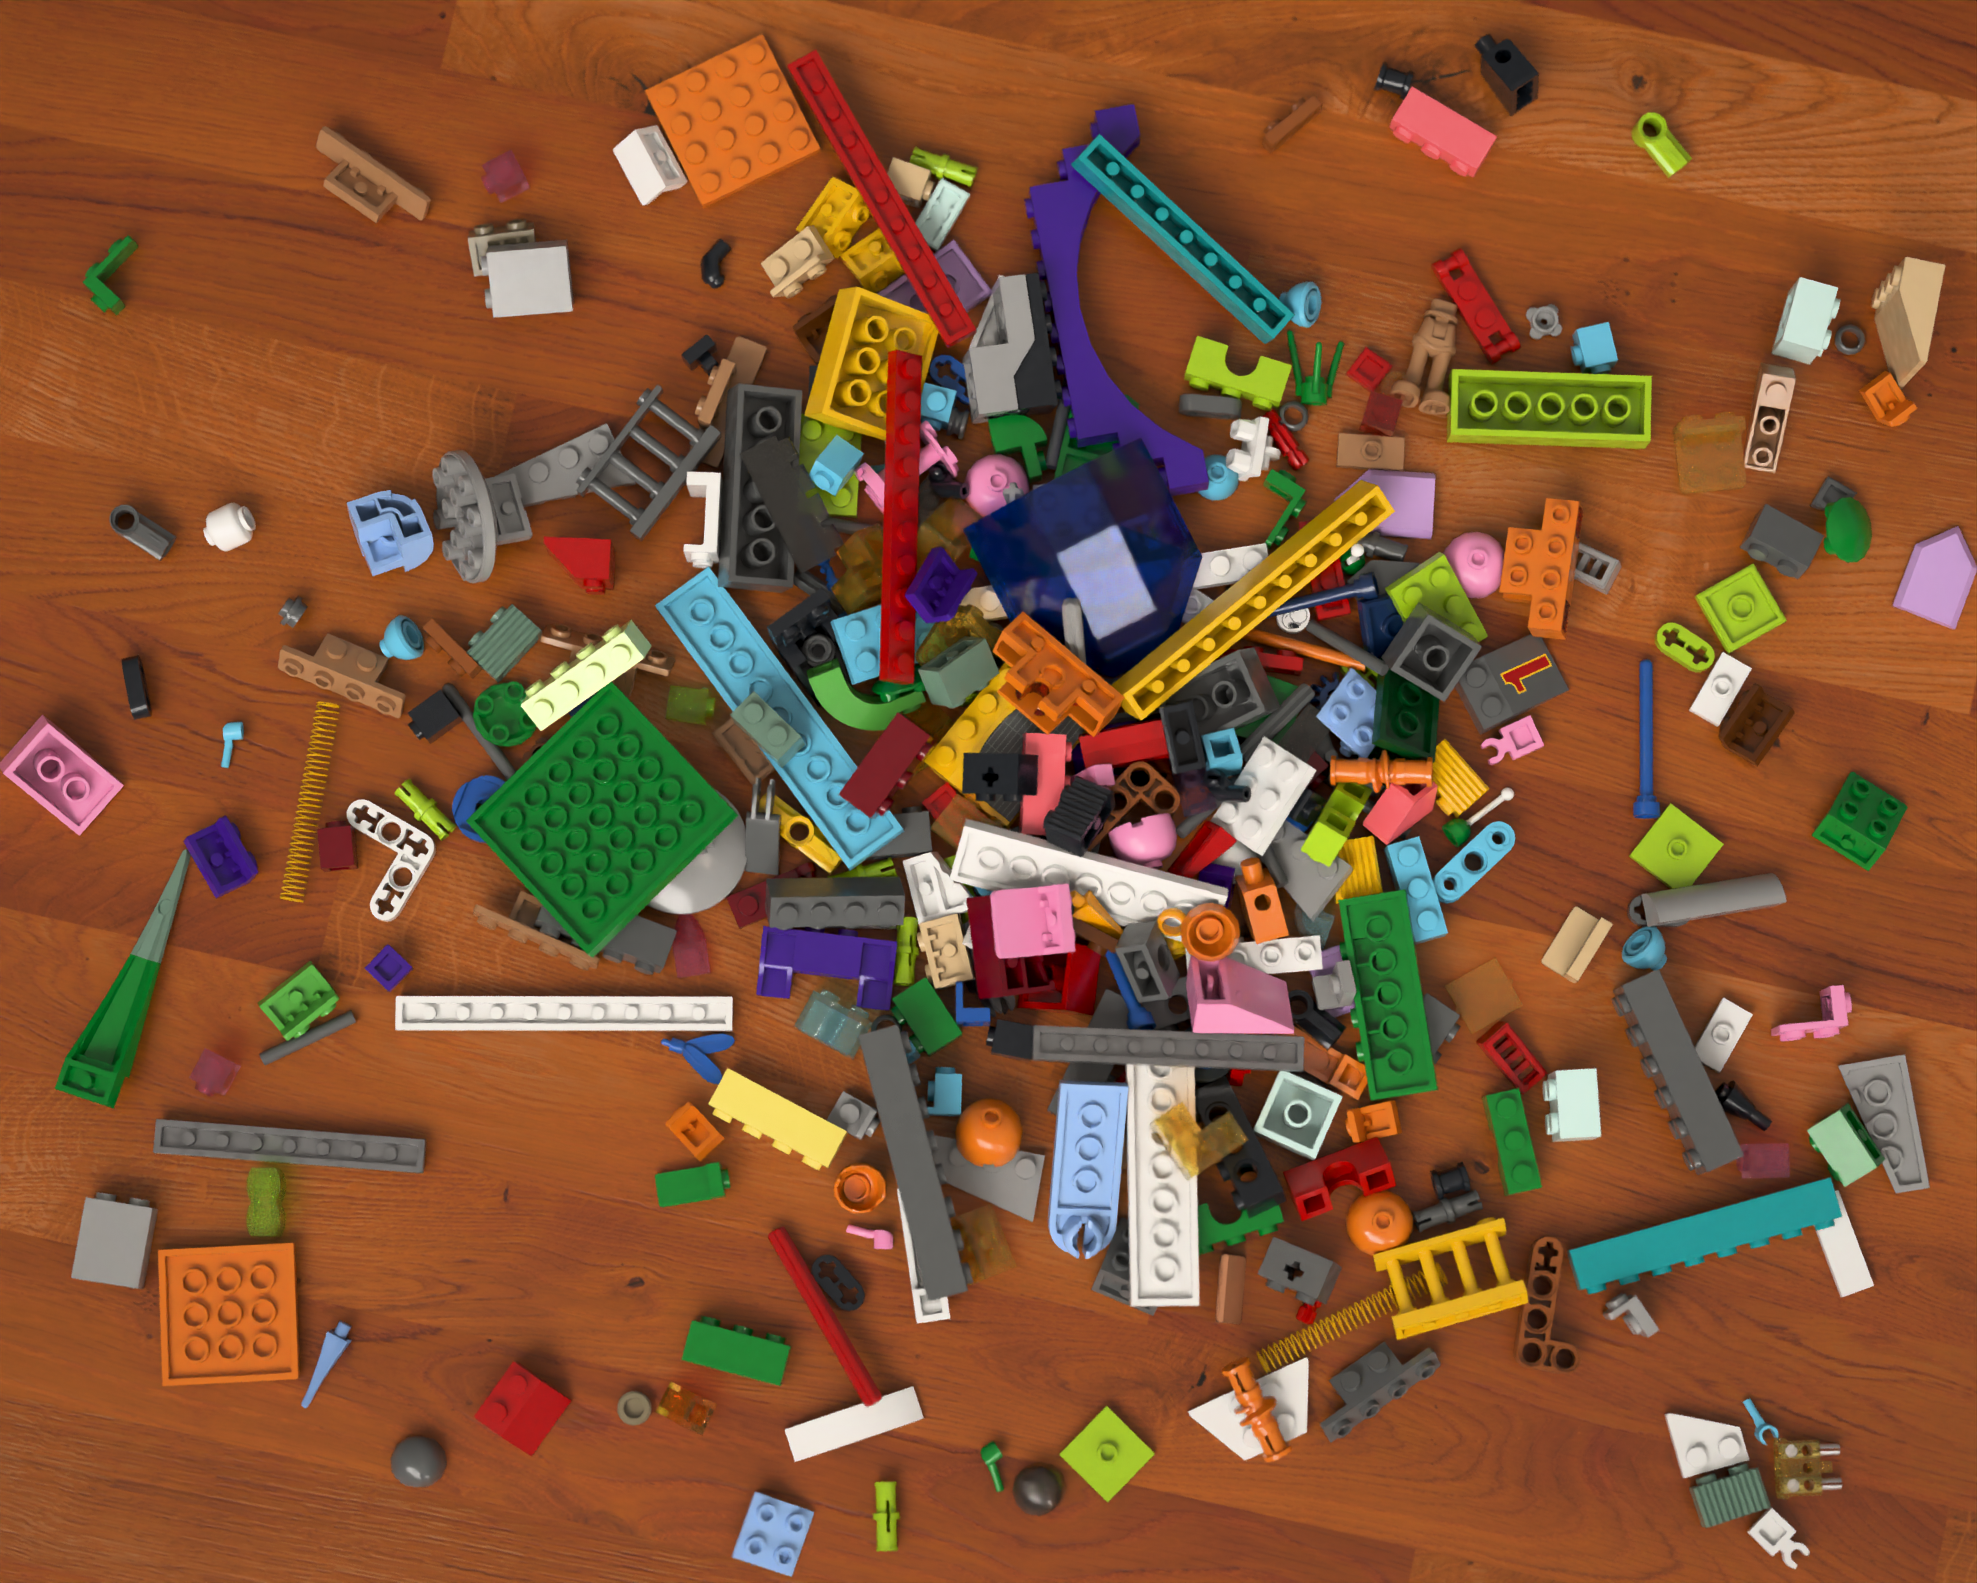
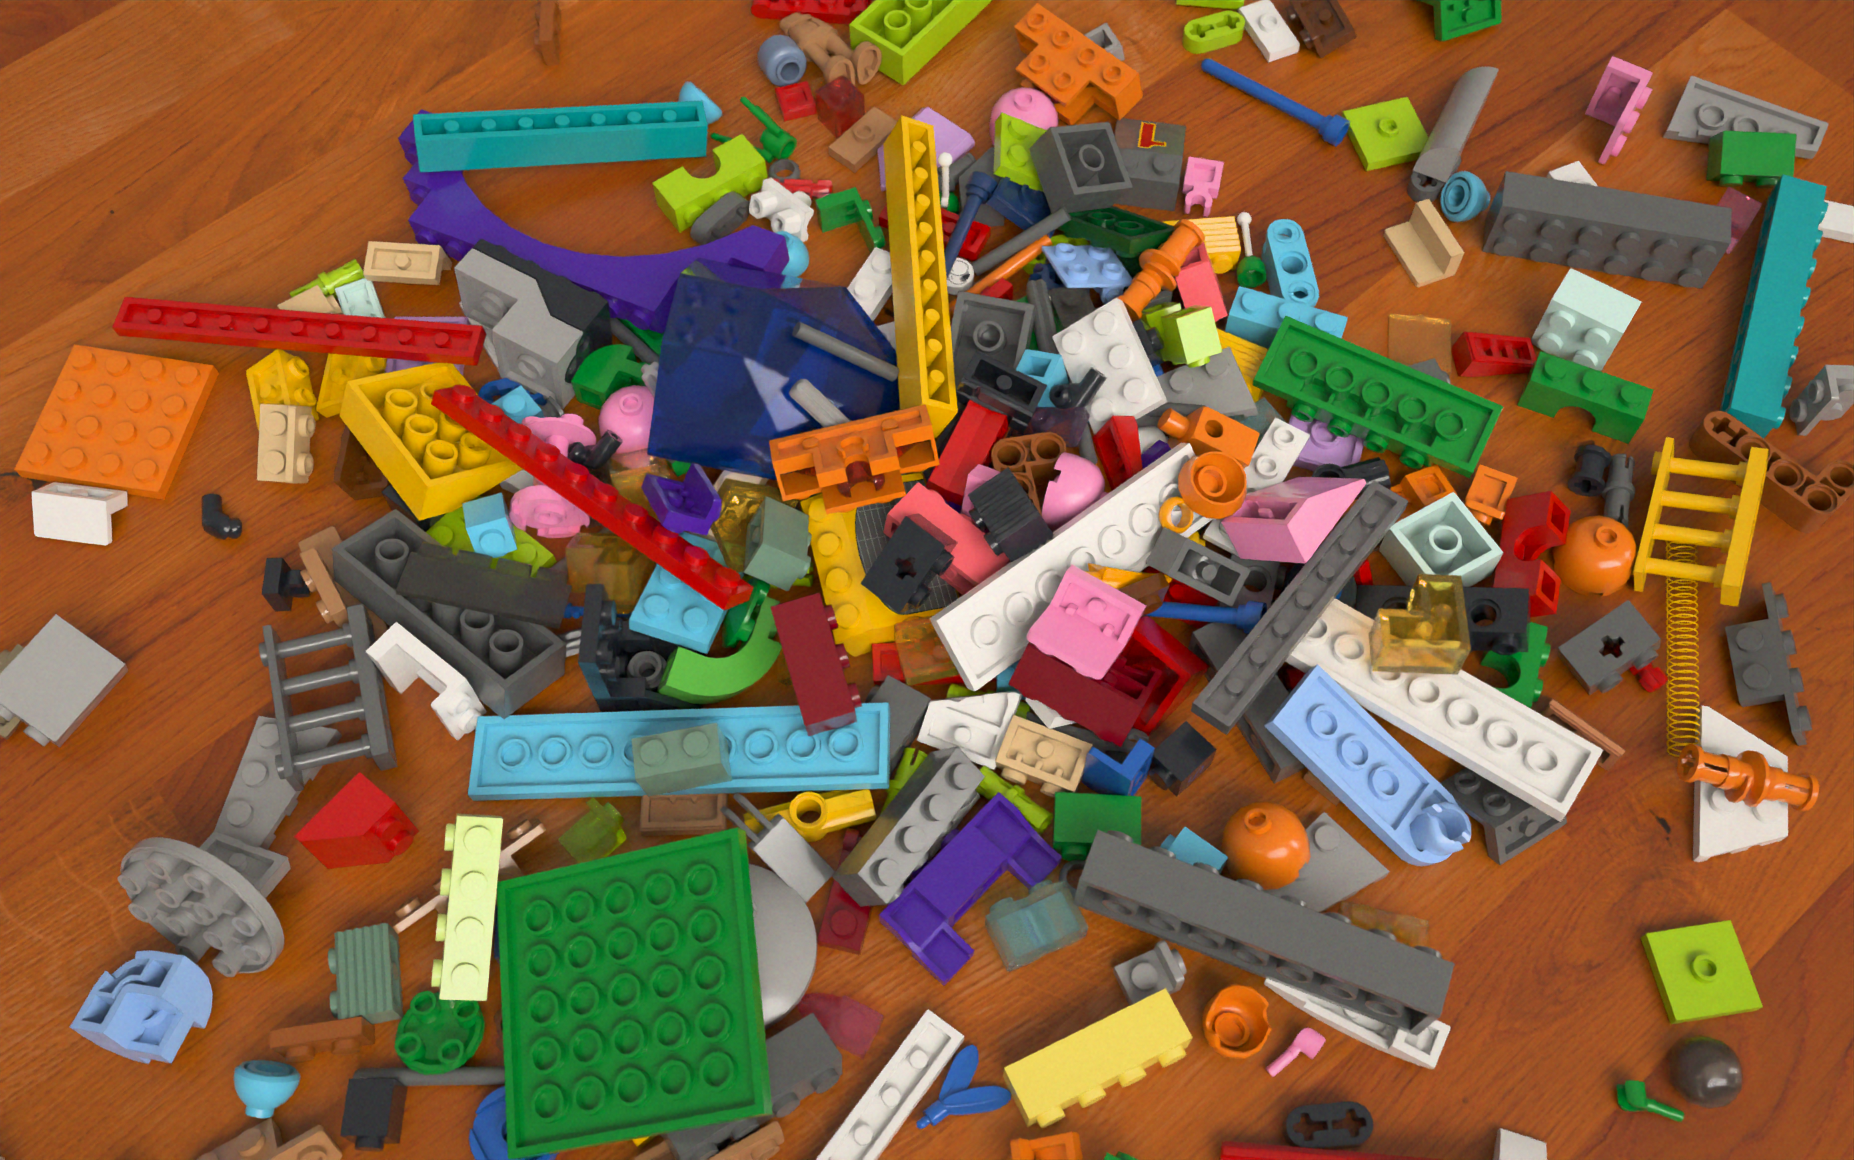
camera: 50 degrees left, 20 degrees down
(996, 213) = (405, 263): none -> tan panel
(1132, 608) = (845, 351): none -> dark grey bar
(1336, 988) = (1336, 434): light grey bracket -> none
(1393, 333) = (782, 60): none -> sand blue head

